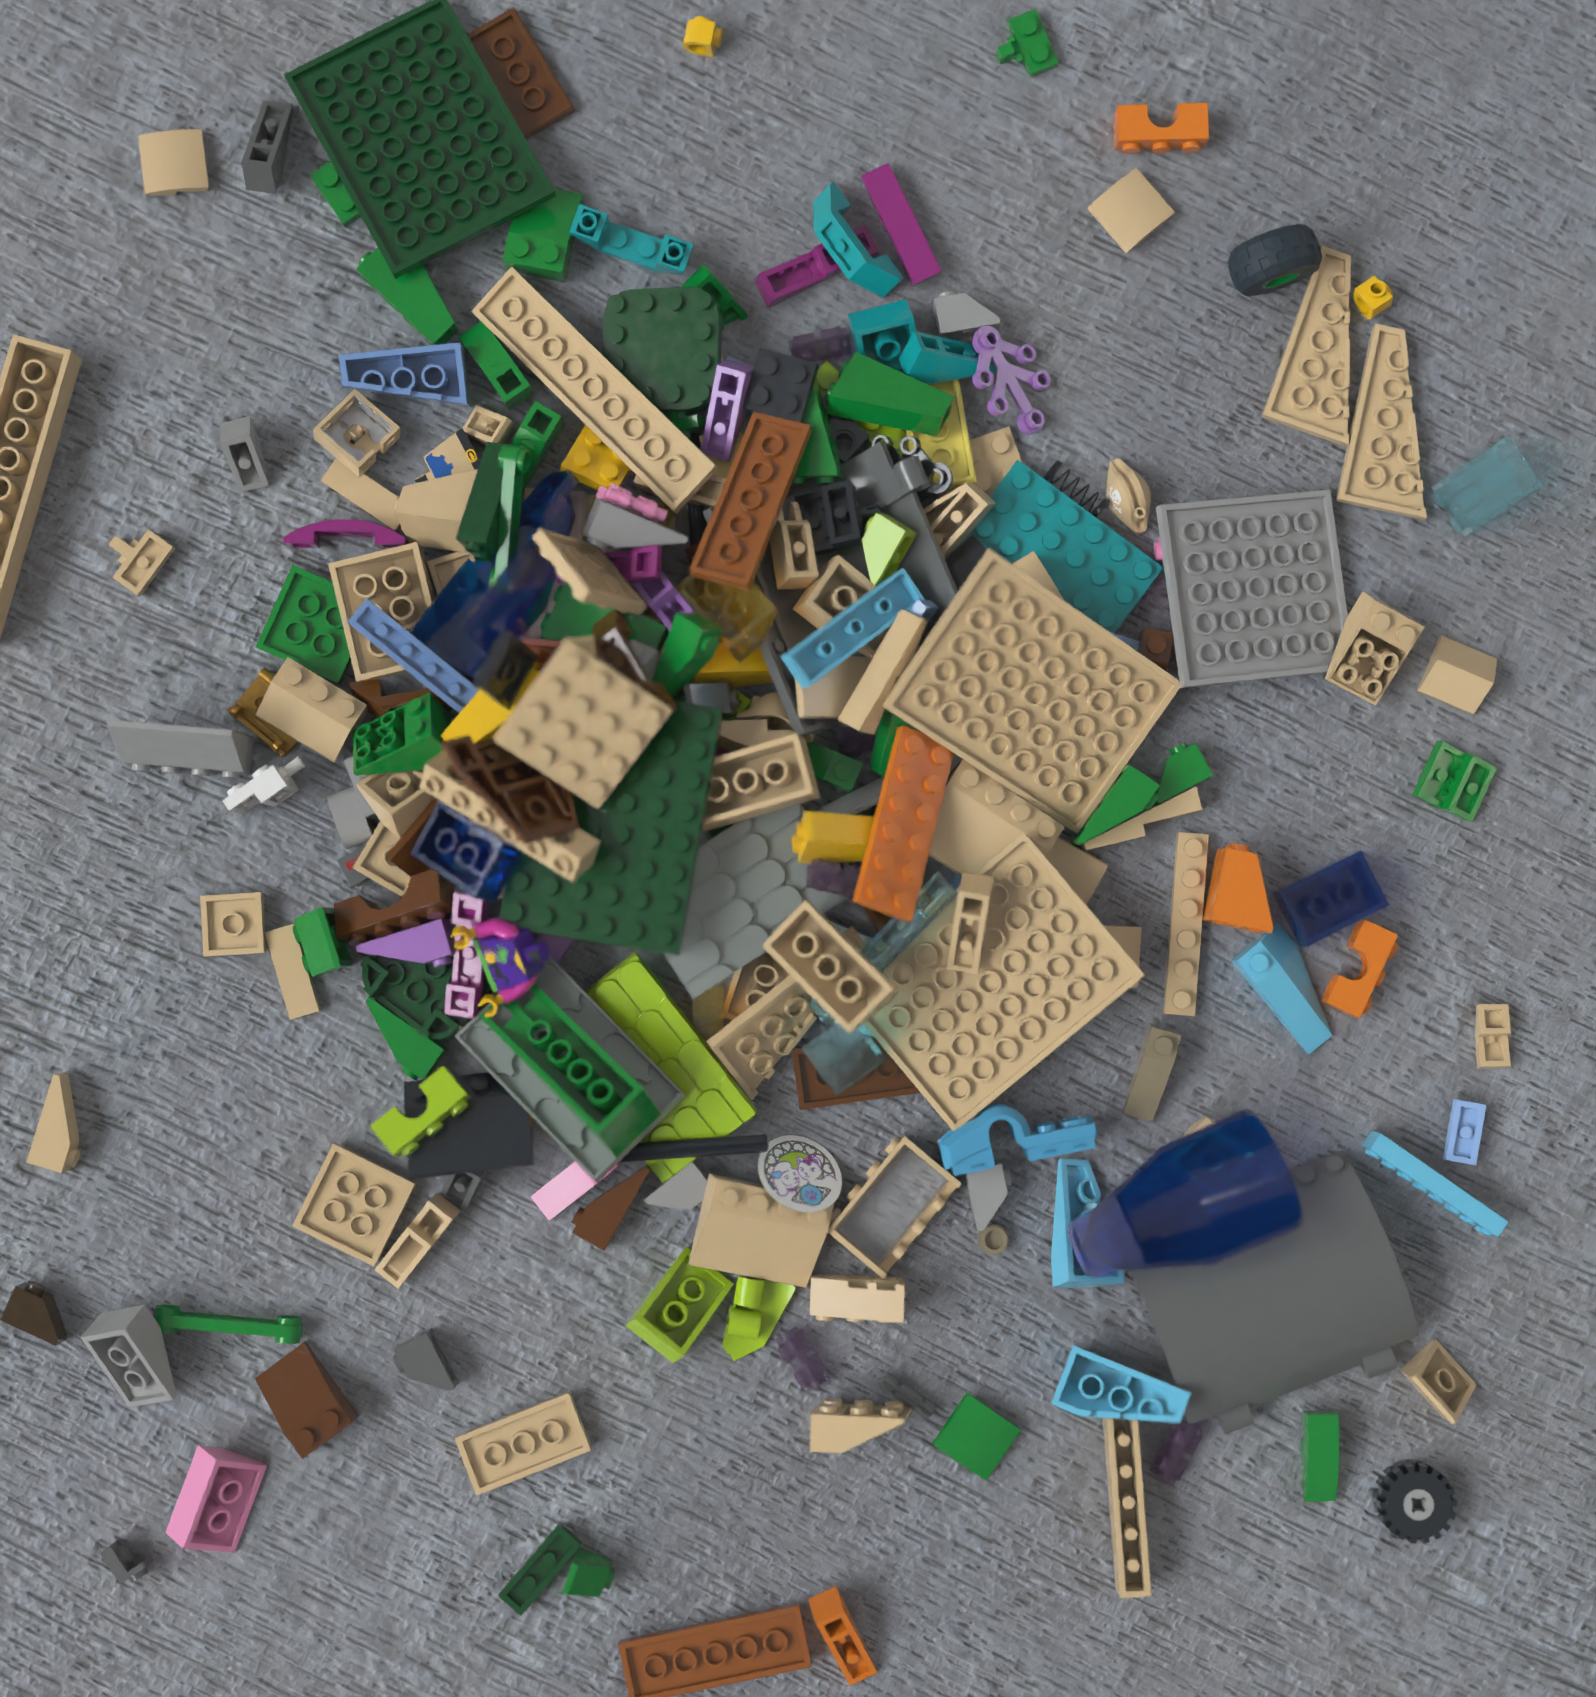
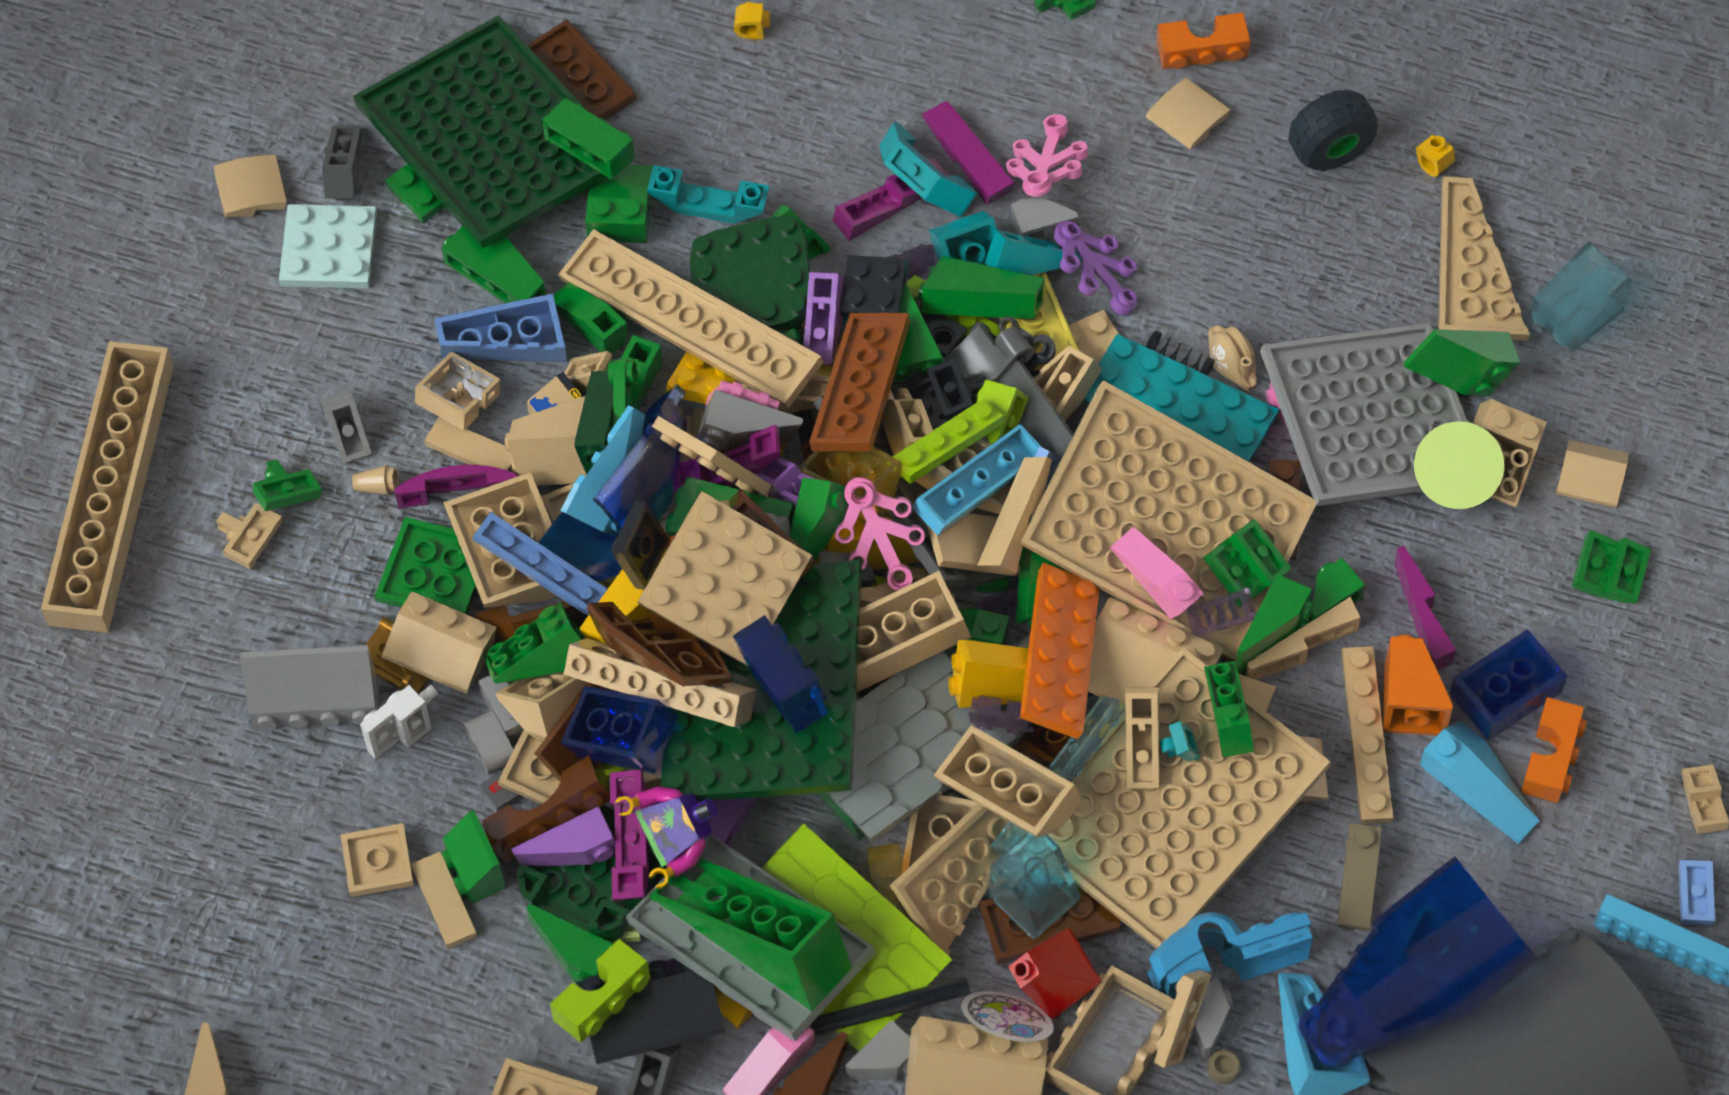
camera: 10 degrees left, 25 degrees down
(178, 516) = (284, 488): none -> green hinge
(246, 242) = (328, 246): none -> light aqua plate
(270, 519) = (377, 480): none -> tan cone
(486, 566) = (620, 442): none -> medium azure wedge
(515, 167) = (588, 138): none -> green brick
(624, 835) = (781, 673): none -> clear blue brick
(745, 674) = (877, 528): none -> bright pink plant
(828, 581) = (948, 440): none -> lime plate
(848, 1136) = (1056, 973): none -> red slope
(960, 1203) = (1181, 1018): none -> tan plate
(979, 250) = (1040, 181): none -> bright pink plant
(1006, 937) = (1181, 743): none -> teal tile
(1011, 750) = (1157, 573): none -> bright pink slope
(1057, 908) = (1229, 709): none -> green slope
(1070, 802) = (1247, 603): none -> slope
(1102, 742) = (1247, 561): none -> green slope
(1268, 840) = (1420, 602): none -> magenta slope
(1315, 365) = (1392, 221): tan wing -> none
(1329, 662) = (1459, 465): none -> yellowish green sticker
(1361, 548) = (1465, 360): none -> green slope

